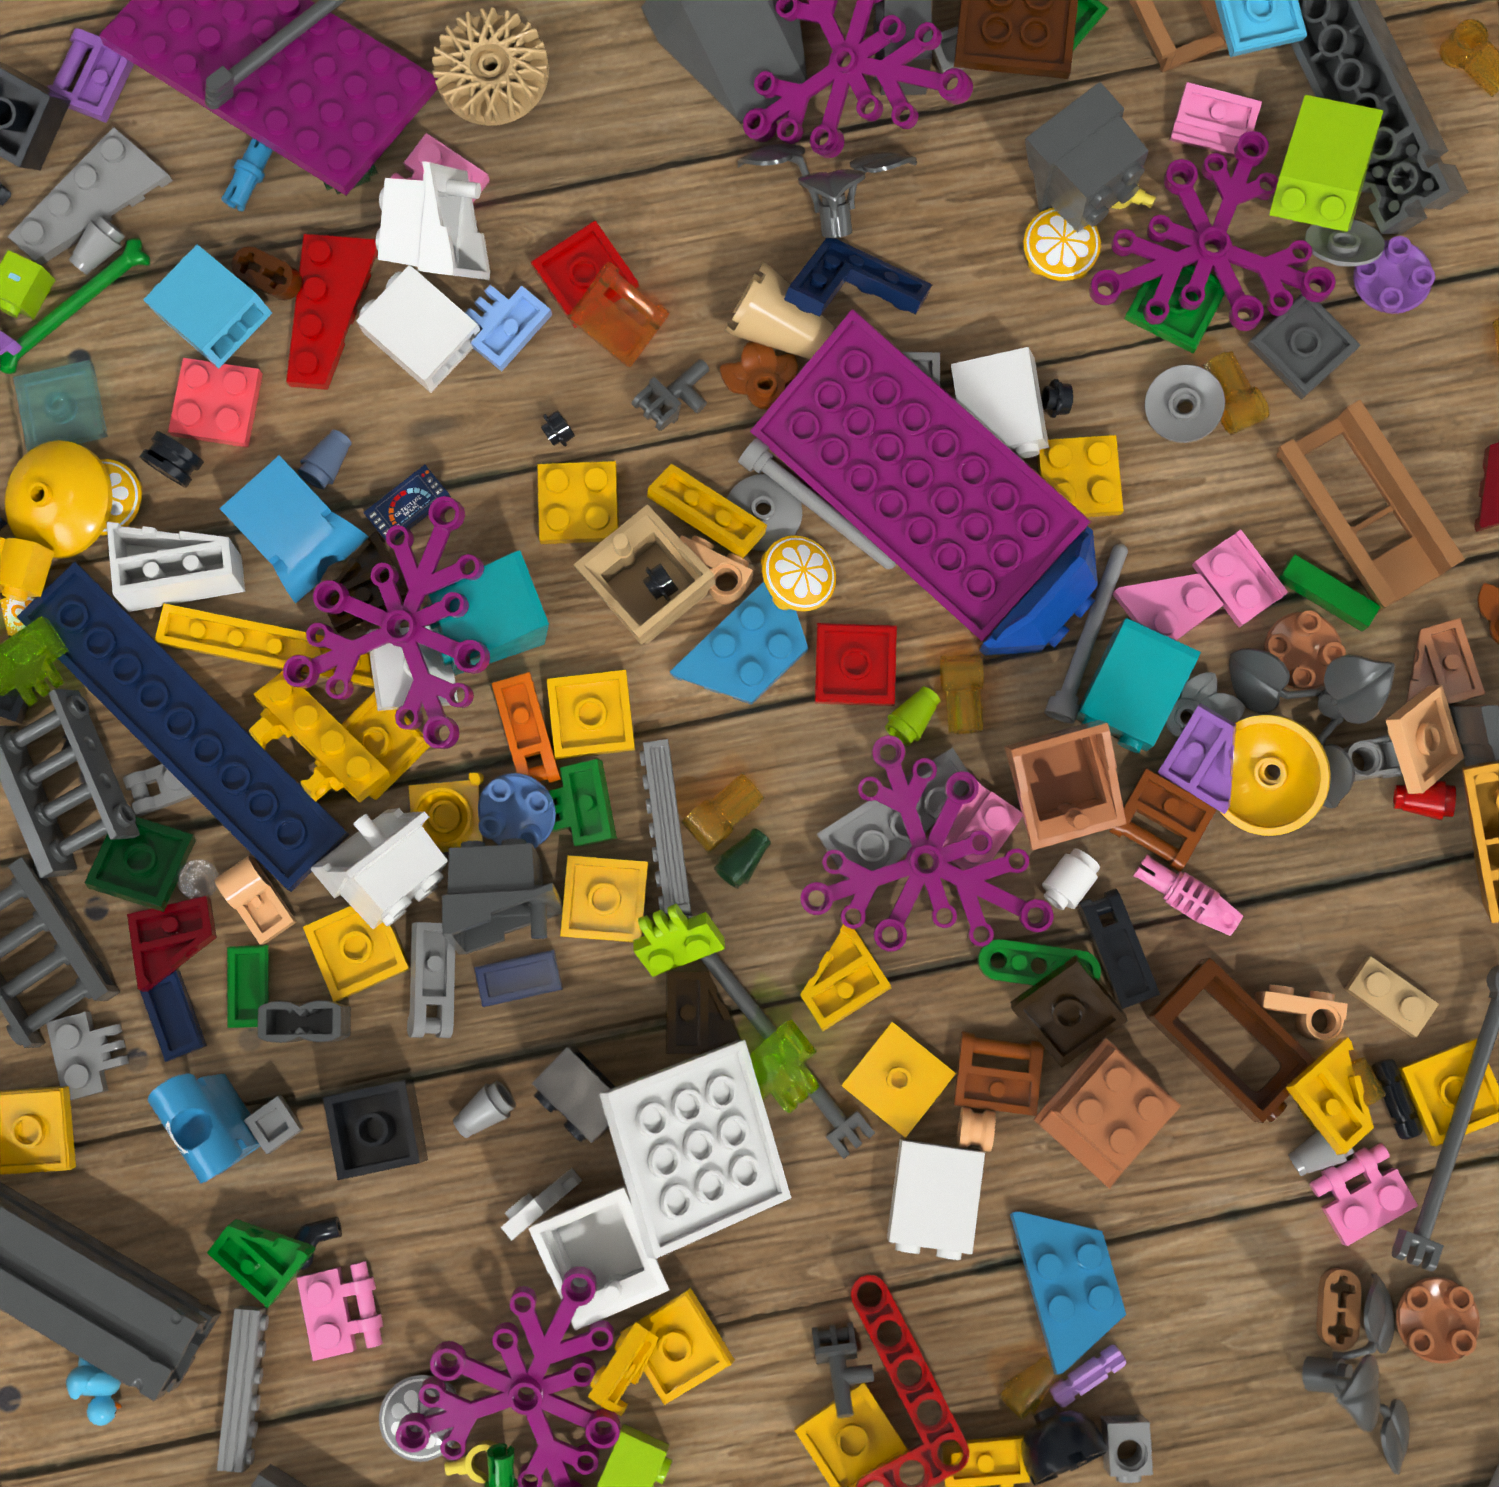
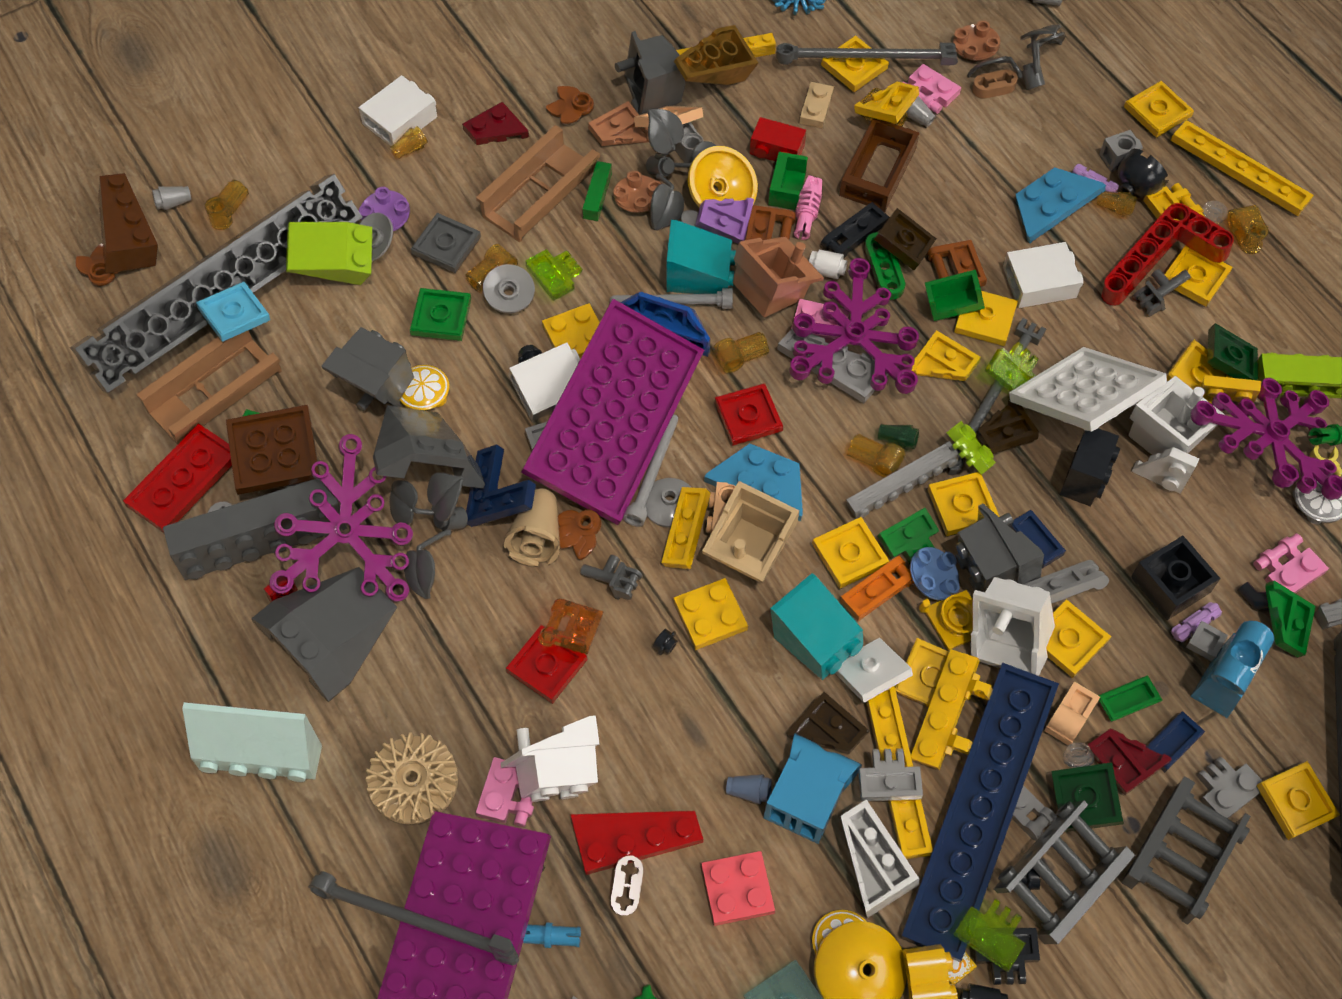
camera: 115 degrees left, 20 degrees down
(171, 459) = (793, 893): black wheel -> none
(208, 306) = (669, 915): medium azure brick -> none
(255, 621) = (890, 778): none -> light grey hinge
(310, 1021) = (1138, 651): dark grey brick -> none
(314, 1133) = (1189, 625): none -> lavender axle
(406, 502) = (758, 723): dark blue tile -> none
(418, 327) = (629, 758): white brick -> none
(421, 582) = (817, 666): magenta plant -> none
(485, 1109) = (1126, 525): light grey cone -> none
(506, 324) = (603, 701): light blue hinge -> none
(660, 582) = (752, 523): black plate -> none
(684, 1409) = (1231, 354): none -> dark green plate
(798, 574) = (705, 462): dish -> none
(913, 716) = (767, 372): lime cone -> none
(937, 1037) = (954, 295): none -> green panel
(945, 199) = (421, 438): none -> dark grey wedge
(976, 1129) = (994, 266): light nougat wheel -> none
(1106, 1112) = (952, 200): nougat piece -> none
(1168, 263) = (357, 299): magenta plant -> none
(1169, 604) = (639, 264): bright pink wing -> none
(1195, 479) = (554, 272): none -> clear neon green hinge
(1213, 119) = (310, 327): bright pink plate -> none
(1240, 578) = (606, 236): bright pink plate -> none
(1248, 883) = (787, 180): none -> green panel
(1283, 1000) = (845, 131): light nougat plate -> none
(1328, 897) = (775, 137): none -> red brick
(1397, 1099) = (882, 80): black axle -> none
(1435, 802) = (702, 124): red cone -> none

